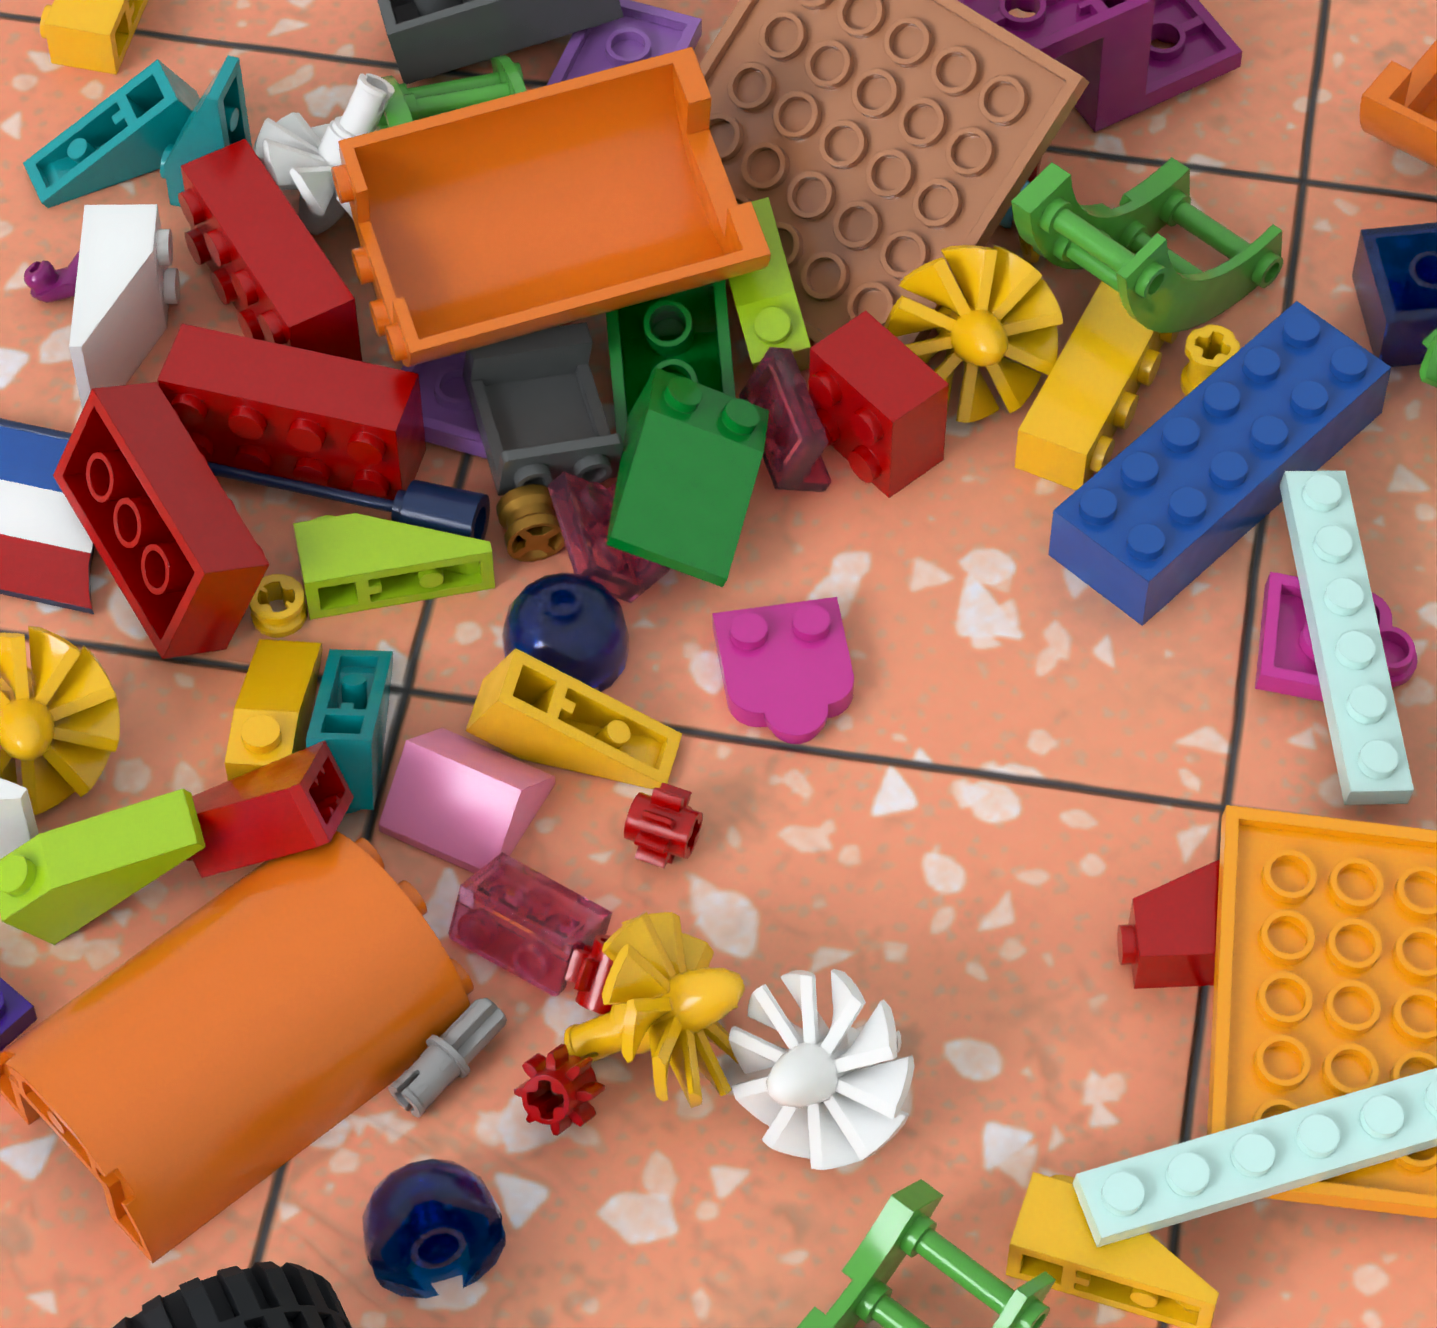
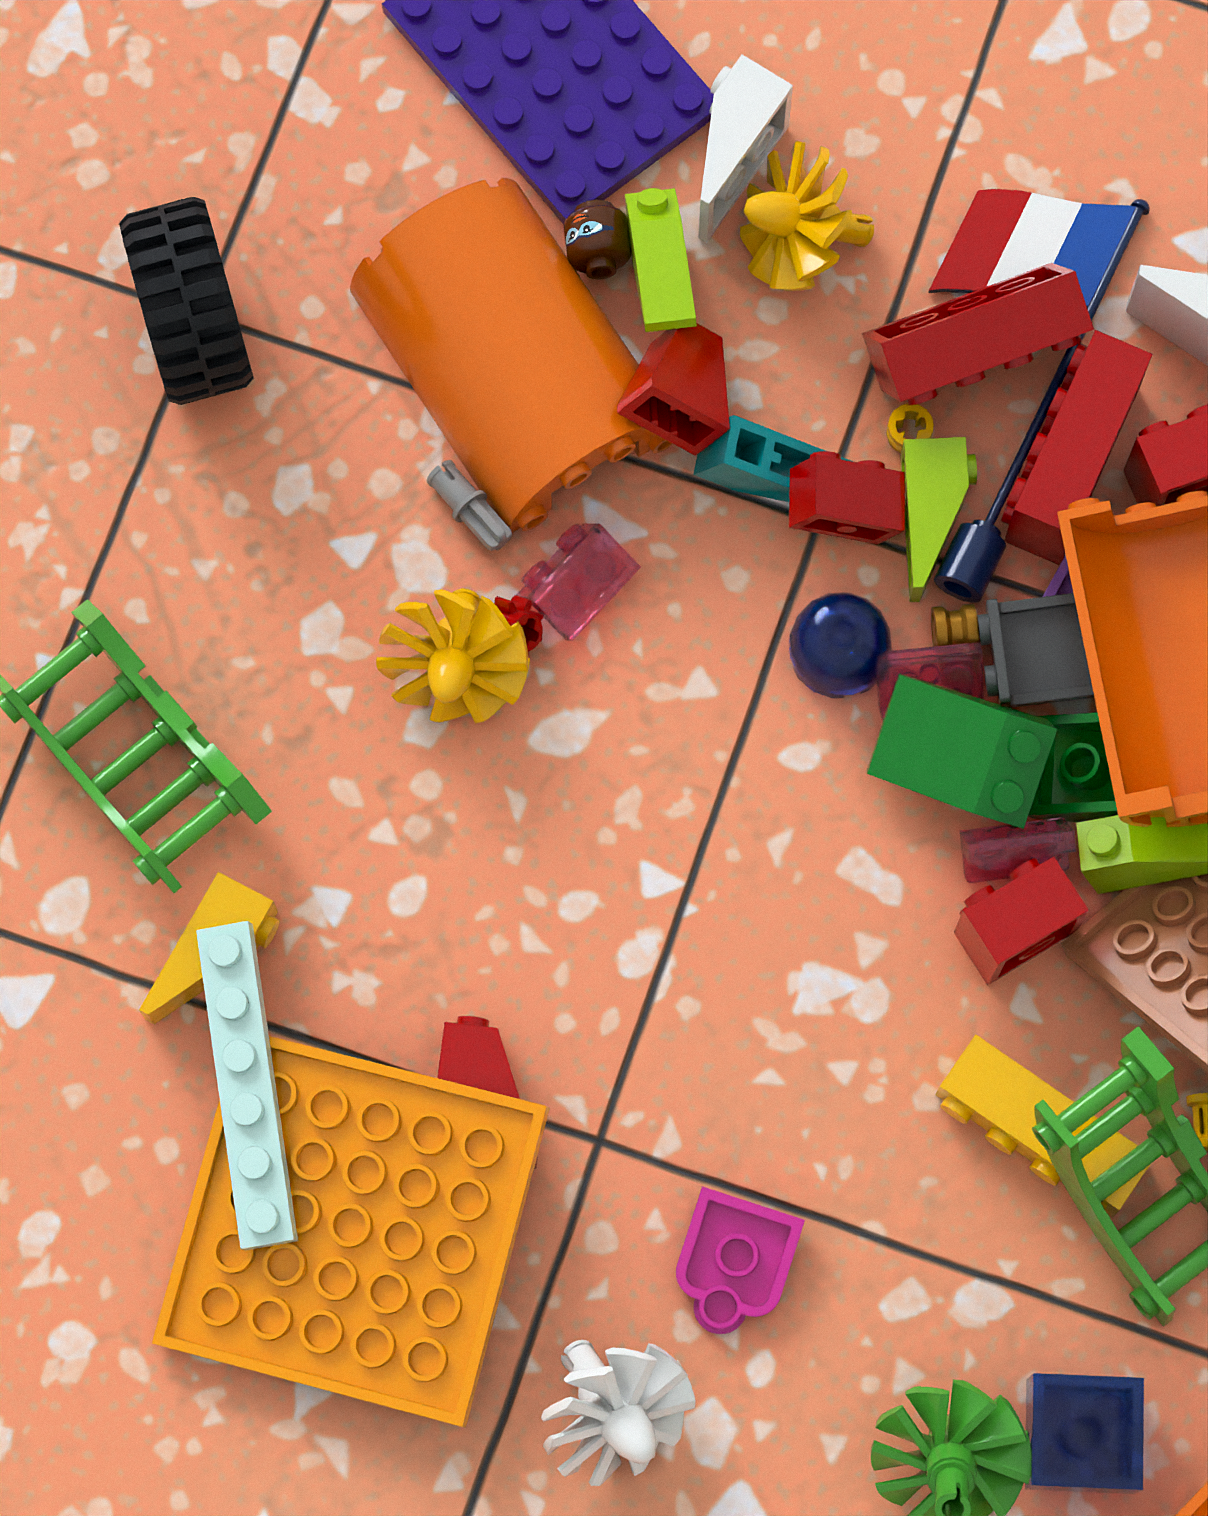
camera: 100 degrees right, 20 degrees up
(61, 956) = (597, 239): none -> reddish brown head
(273, 705) = (802, 410): yellow slope -> none
(385, 634) = (847, 498): none -> red brick
(431, 1226) = (325, 469): clear blue cylinder -> none
(461, 799) = (703, 549): bright pink slope -> none
(559, 1089) = (418, 575): red gear -> none
(570, 725) = (745, 636): yellow slope -> none
(663, 825) = (640, 688): red gear -> none
(785, 666) = (787, 814): dark pink plate -> none
(825, 1090) = (382, 763): white piece -> none
(1002, 314) = (1079, 1024): yellow piece -> none
(1207, 351) = (1057, 1224): yellow bush -> none
(1217, 462) = (931, 1208): blue brick -> none
(1346, 639) = (729, 1265): light aqua plate -> none

